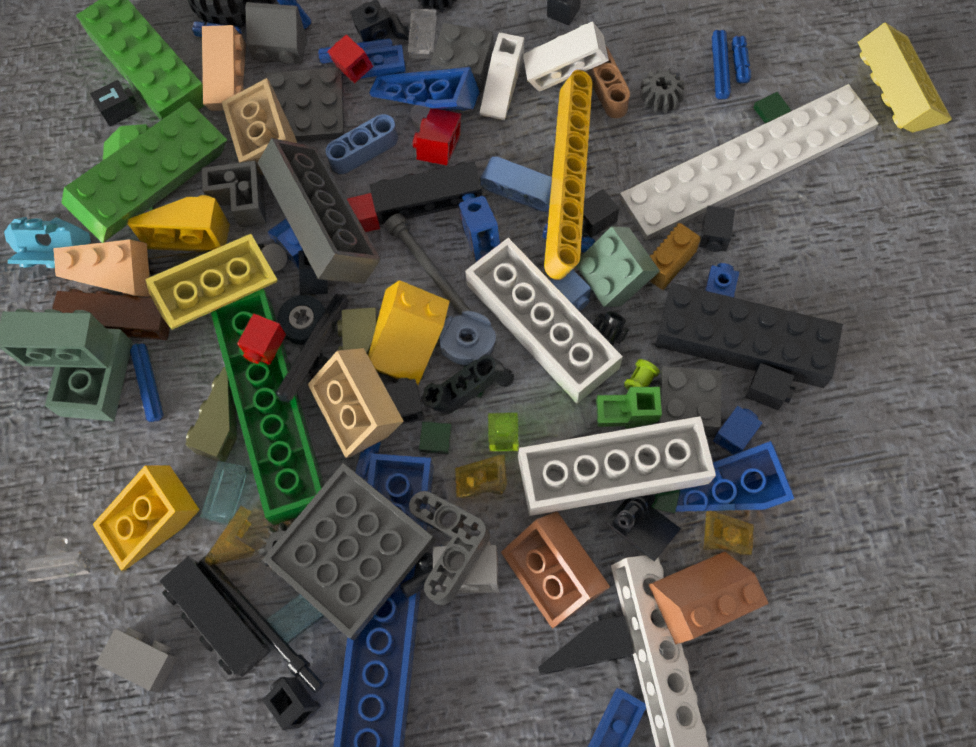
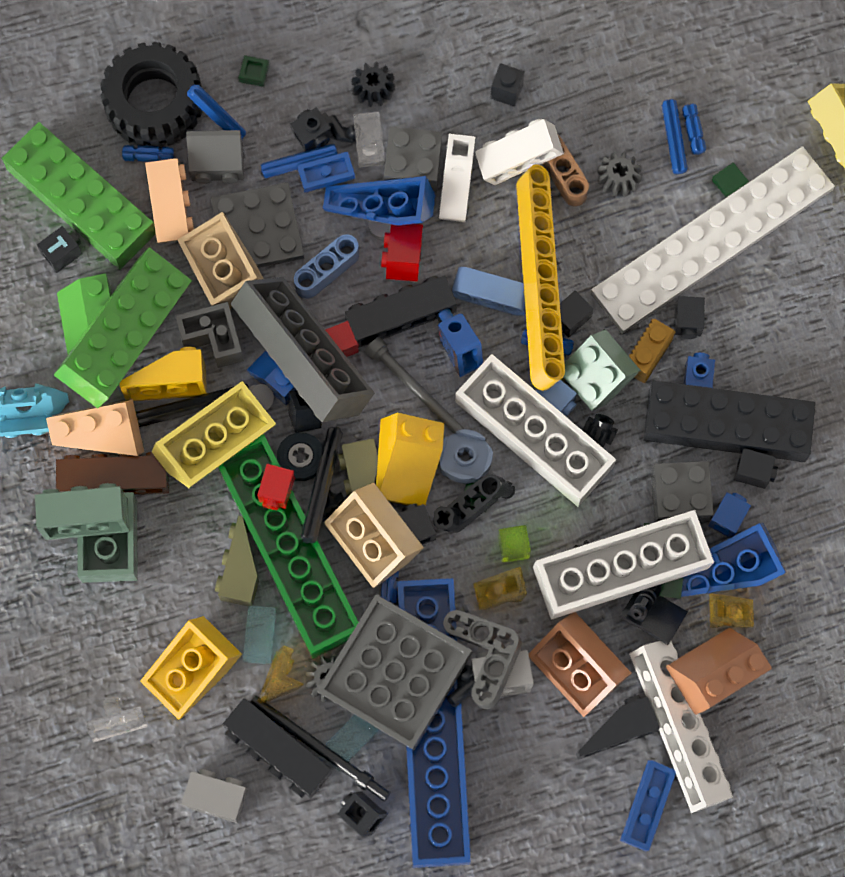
camera: 15 degrees left, 5 degrees up
(146, 382) = (161, 538): blue axle -> none
(350, 58) = (300, 177): red brick -> none
(435, 437) = (449, 556): dark green tile -> none
(633, 410) = (629, 508): bright green brick -> none
(643, 374) = (635, 474): lime bush -> none

